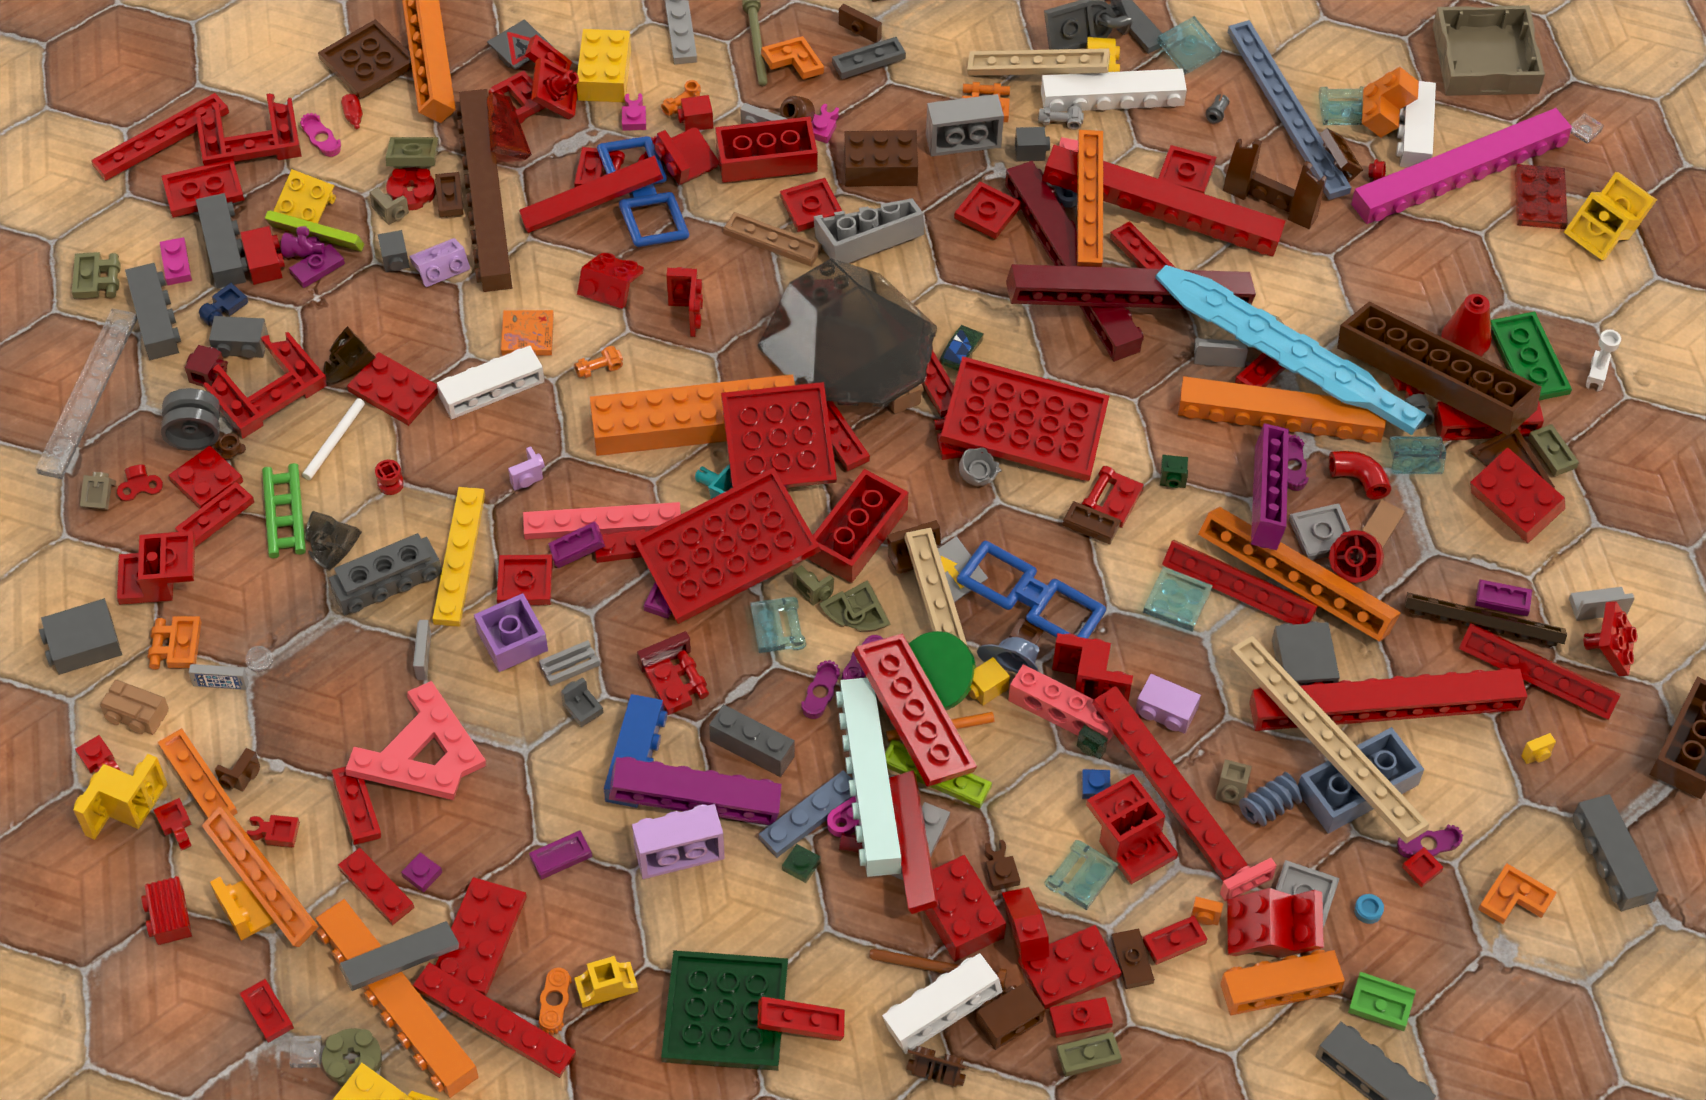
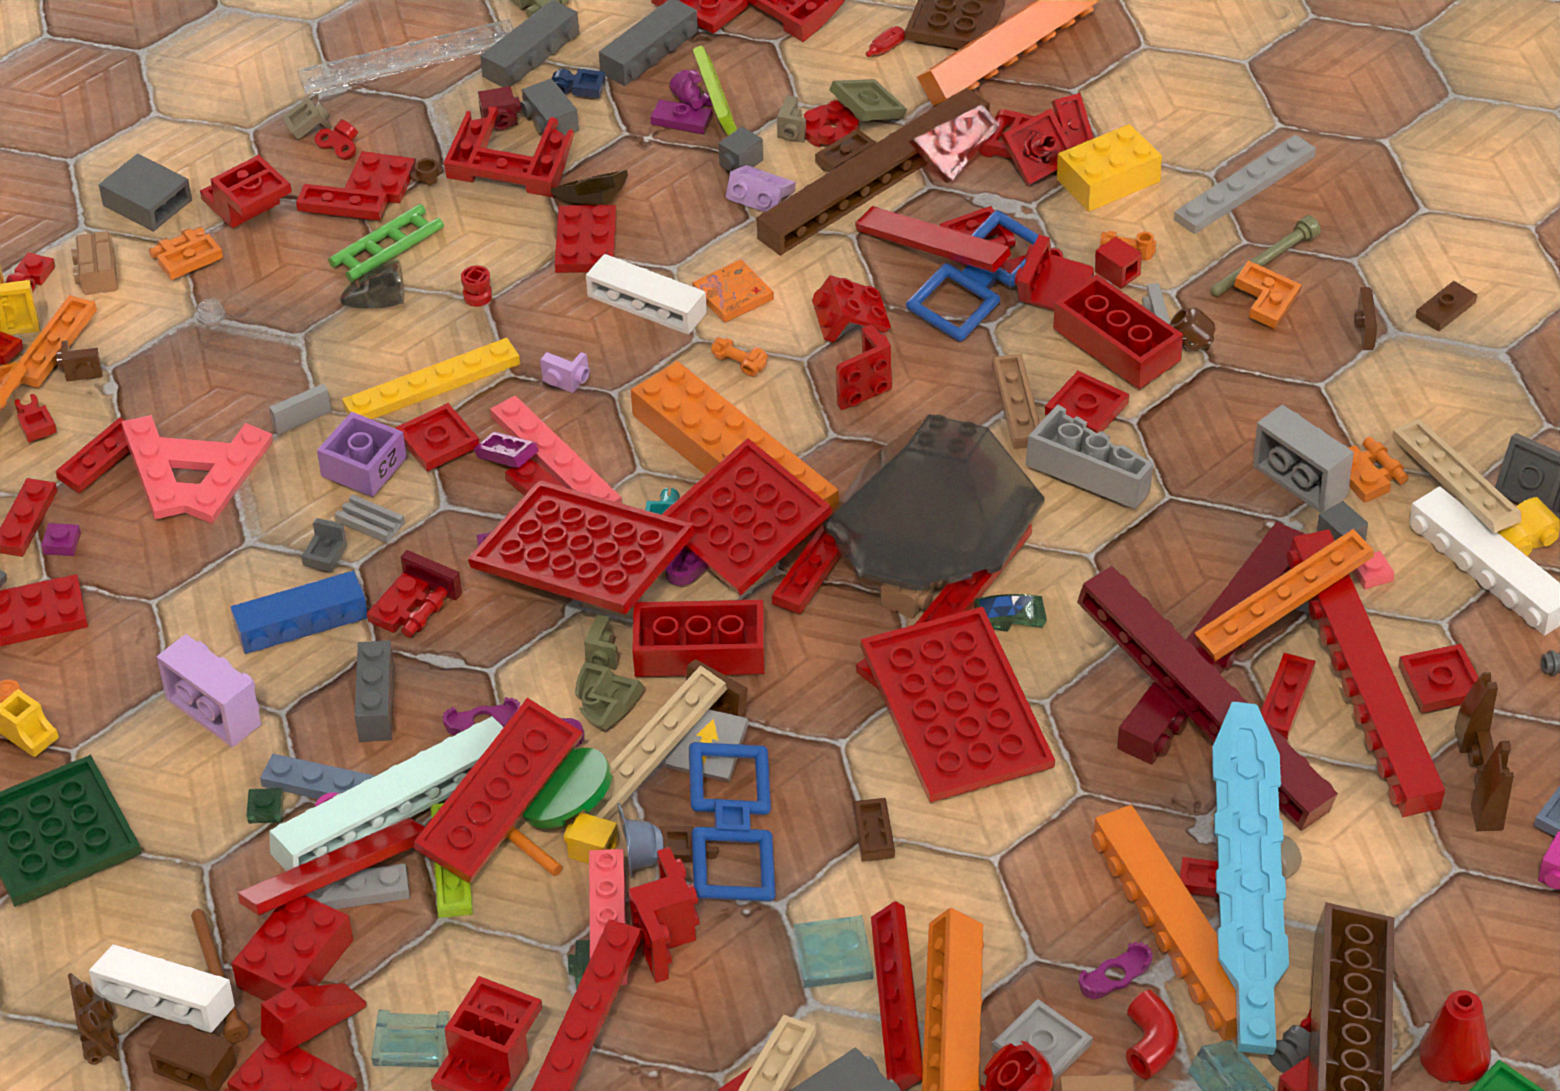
camera: 60 degrees right, 10 degrees down
(175, 261) = (603, 30): dark pink plate -> none
(190, 419) = (422, 124): dark grey wheel -> none
(218, 676) = (168, 296): tile -> none
(261, 254) = (650, 75): red brick -> none
(304, 197) = (747, 65): yellow hinge -> none
(312, 127) = (842, 28): dark pink piece -> none
(333, 439) = (493, 231): white bar -> none
(374, 569) = (363, 338): dark grey brick -> none
(513, 43) = (1092, 95): dark grey piece -> none
(560, 854) = (148, 624): magenta tile -> none
(633, 114) = (1075, 225): dark pink plate -> none
(686, 788) = (274, 672): magenta brick -> none
(769, 627) = (529, 635): clear light blue plate -> none
(801, 1018) = (73, 887): red plate -> none
(825, 124) = (1205, 363): dark pink plate -> none
(868, 57) = (1329, 349): dark grey plate -> none
(881, 158) = (1198, 422): reddish brown brick -> none
(978, 467) = (859, 696): light grey hair -> none
(987, 210) = (1216, 540): red plate -> none
(1001, 869) = (374, 970): reddish brown plate -> none
(1073, 117) = (1417, 547): light grey bar -> none
(1094, 782) = (543, 989): blue plate -> none
(1121, 498) = (929, 841): red plate -> none
(1167, 703) = (684, 1007): lavender brick -> none
(1174, 471) = (1006, 868): dark green bracket -> none
(1220, 352) = (1199, 821): light grey panel -> none
(1270, 487) = (1033, 944): magenta brick -> none

